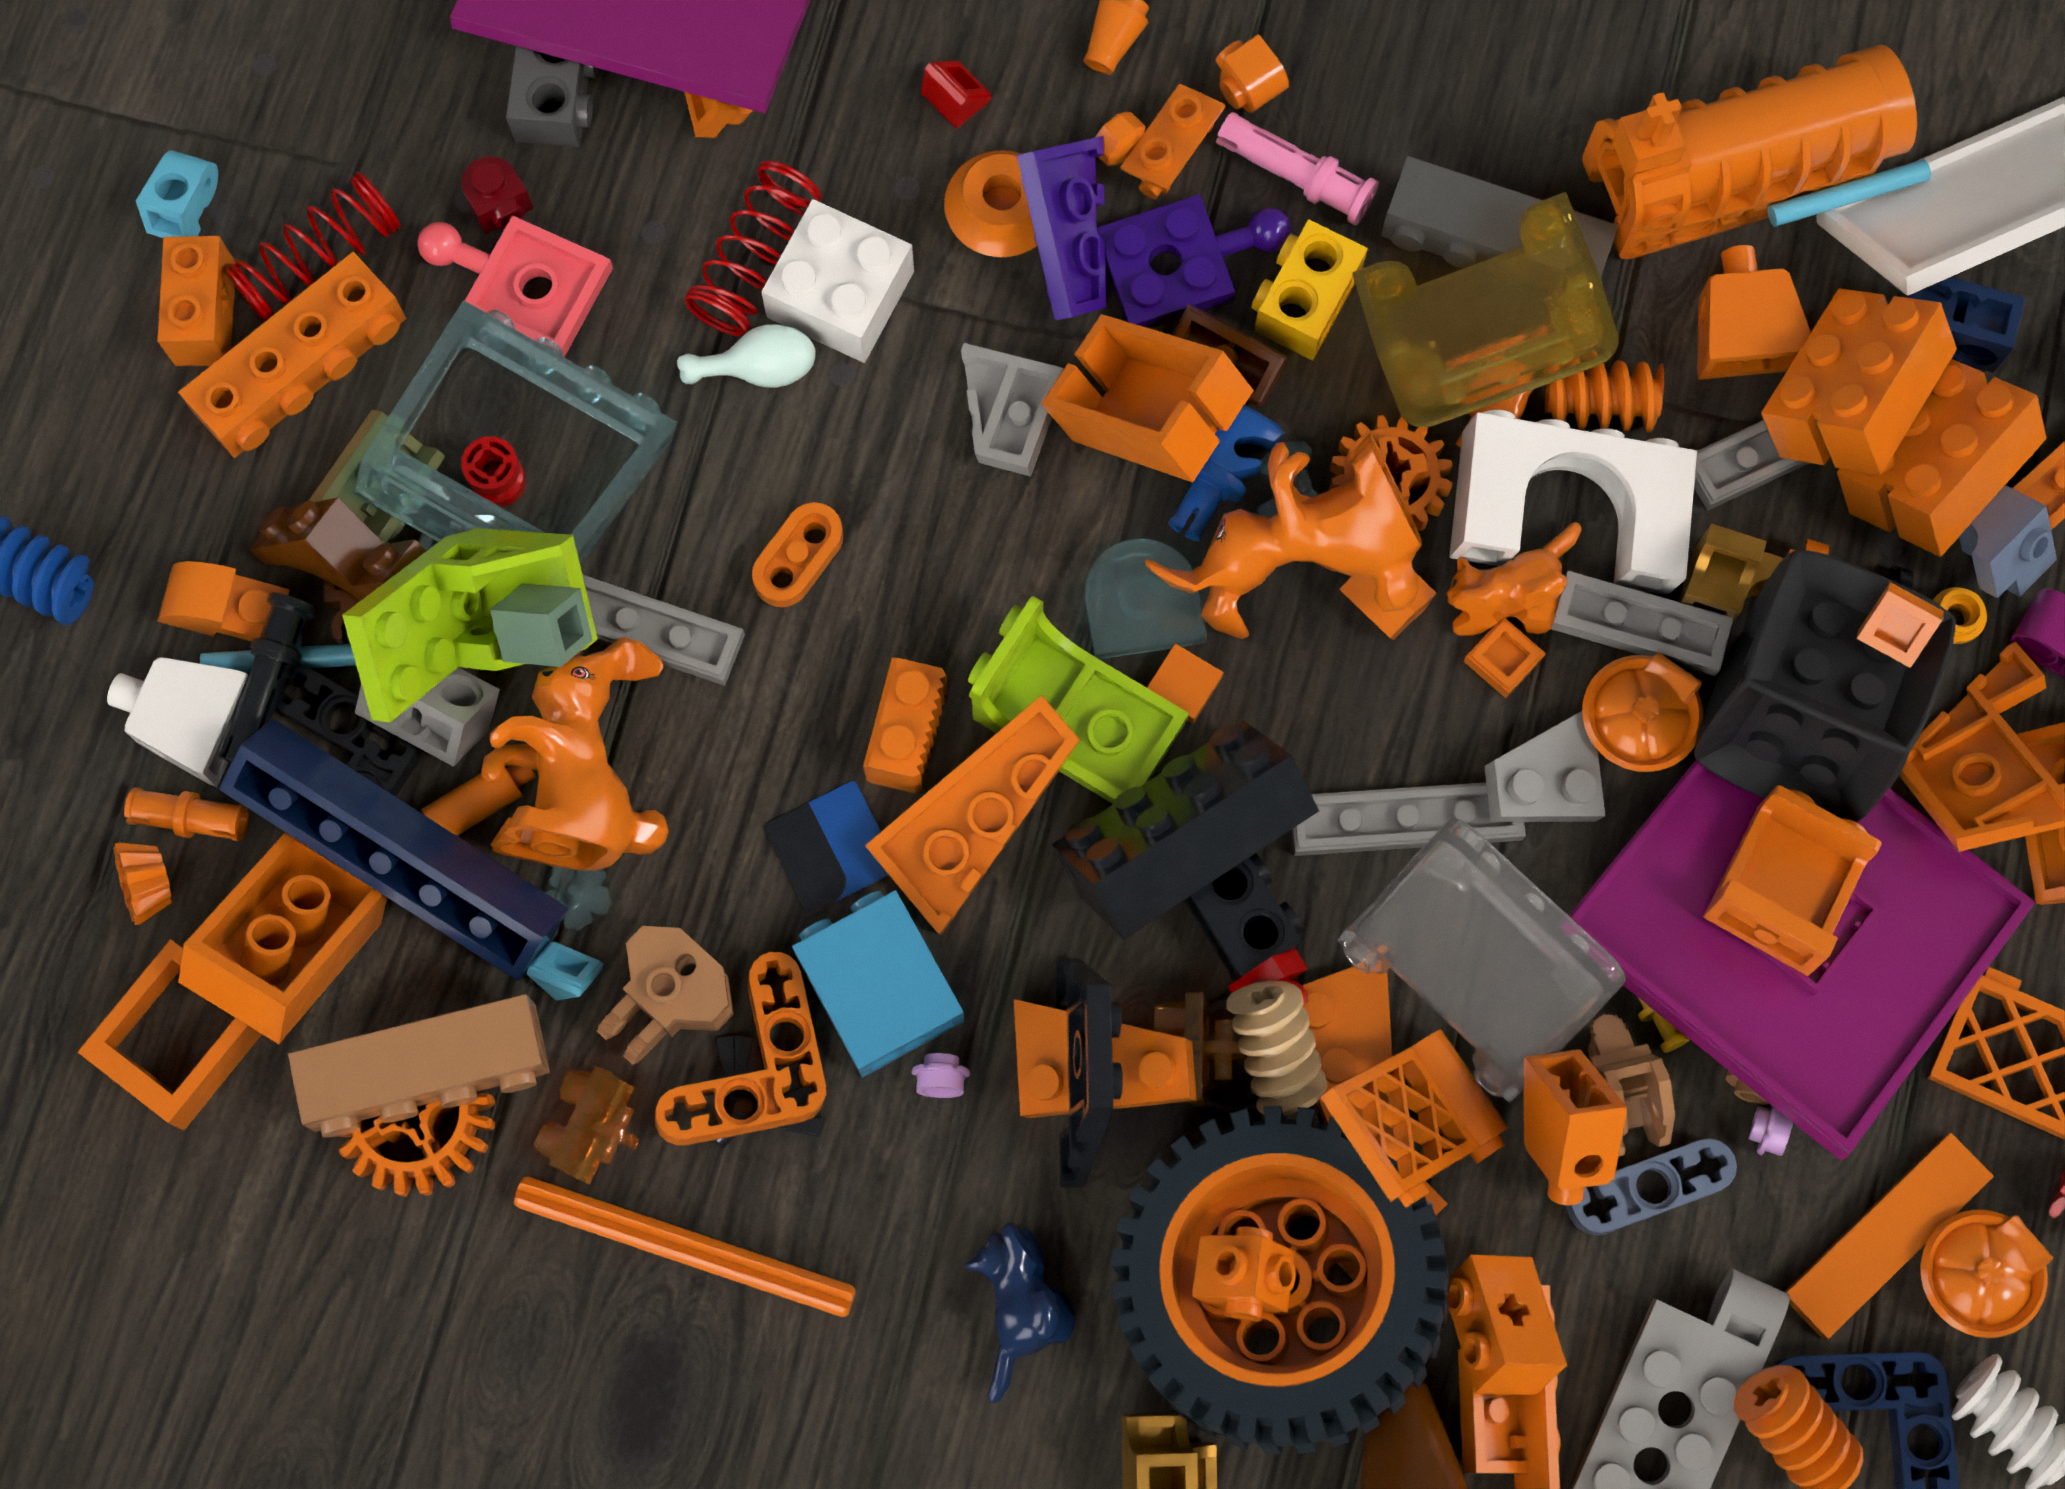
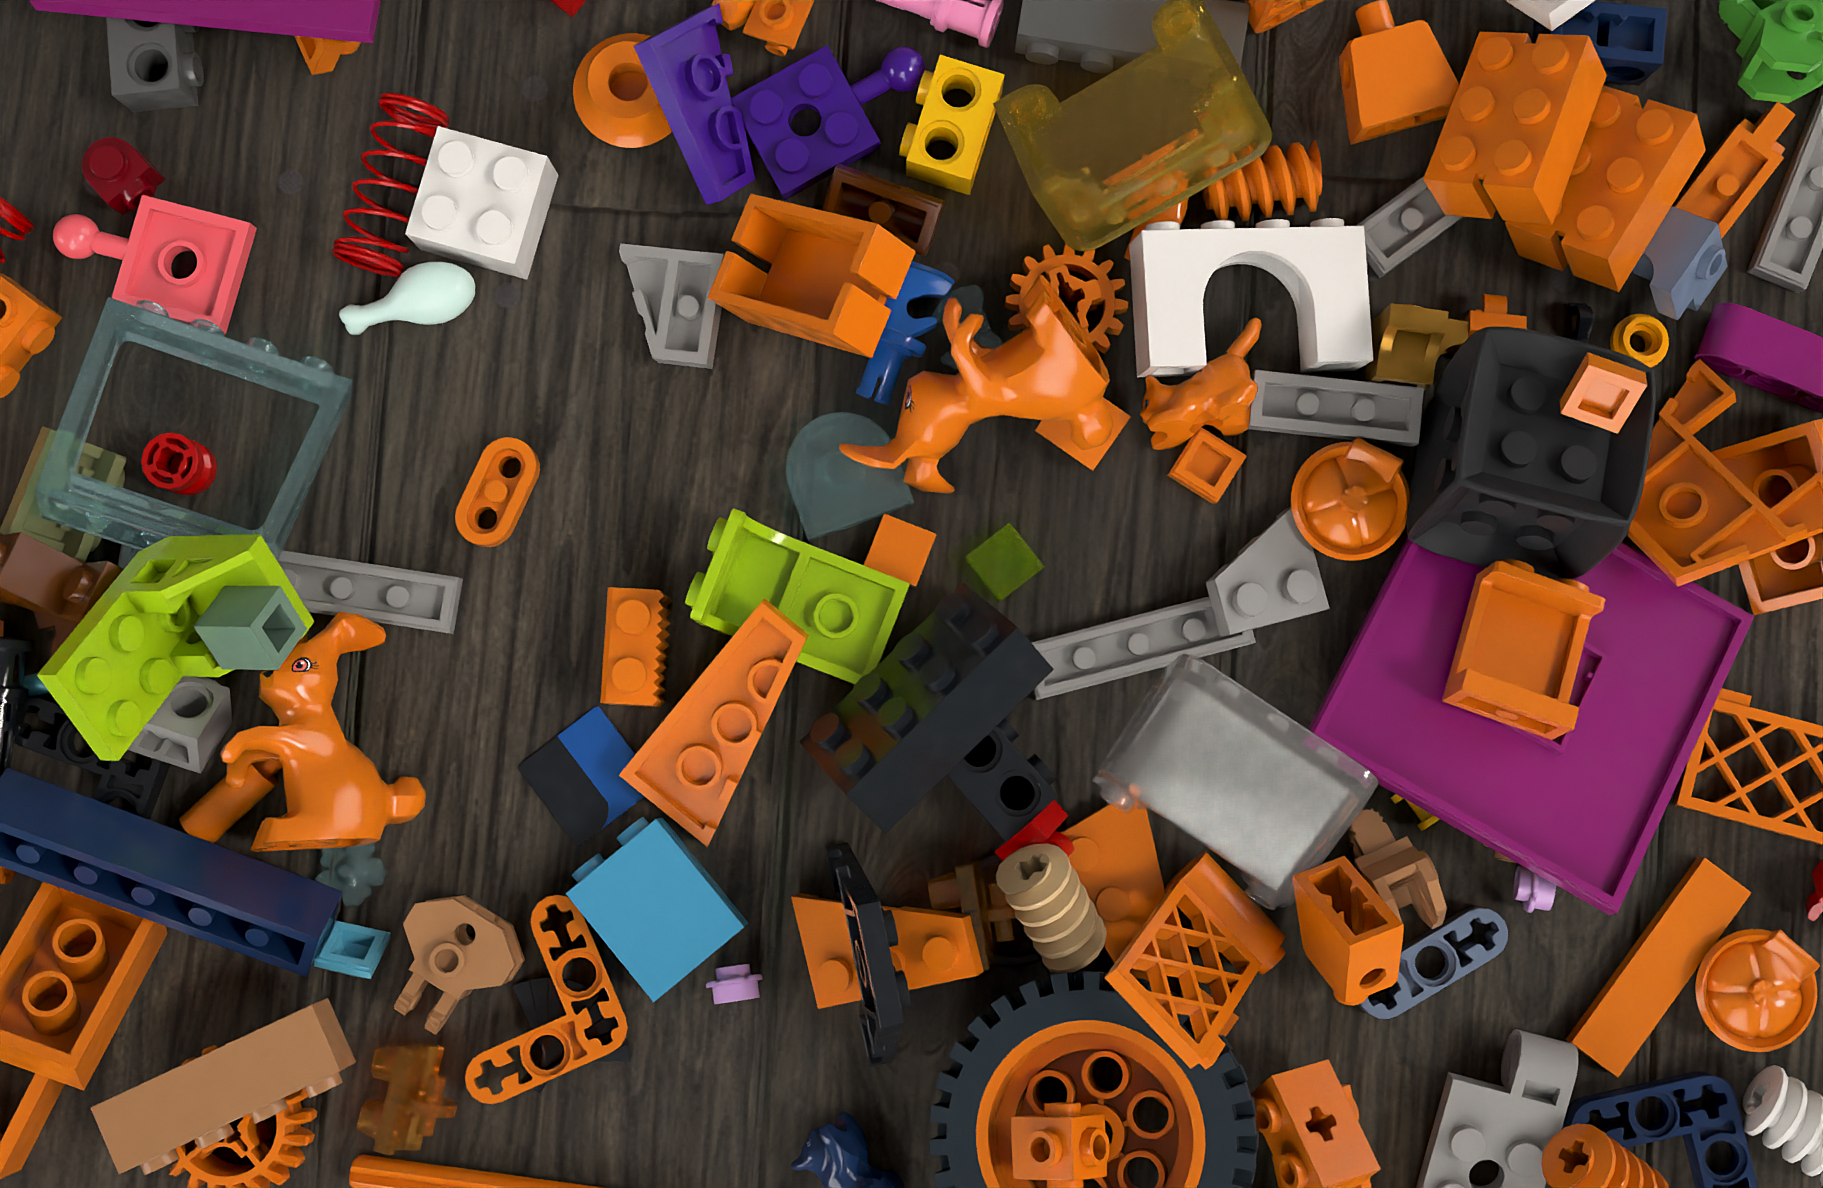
camera: 10 degrees left, 10 degrees up
(1286, 713) = (1004, 562): none -> clear neon green tile

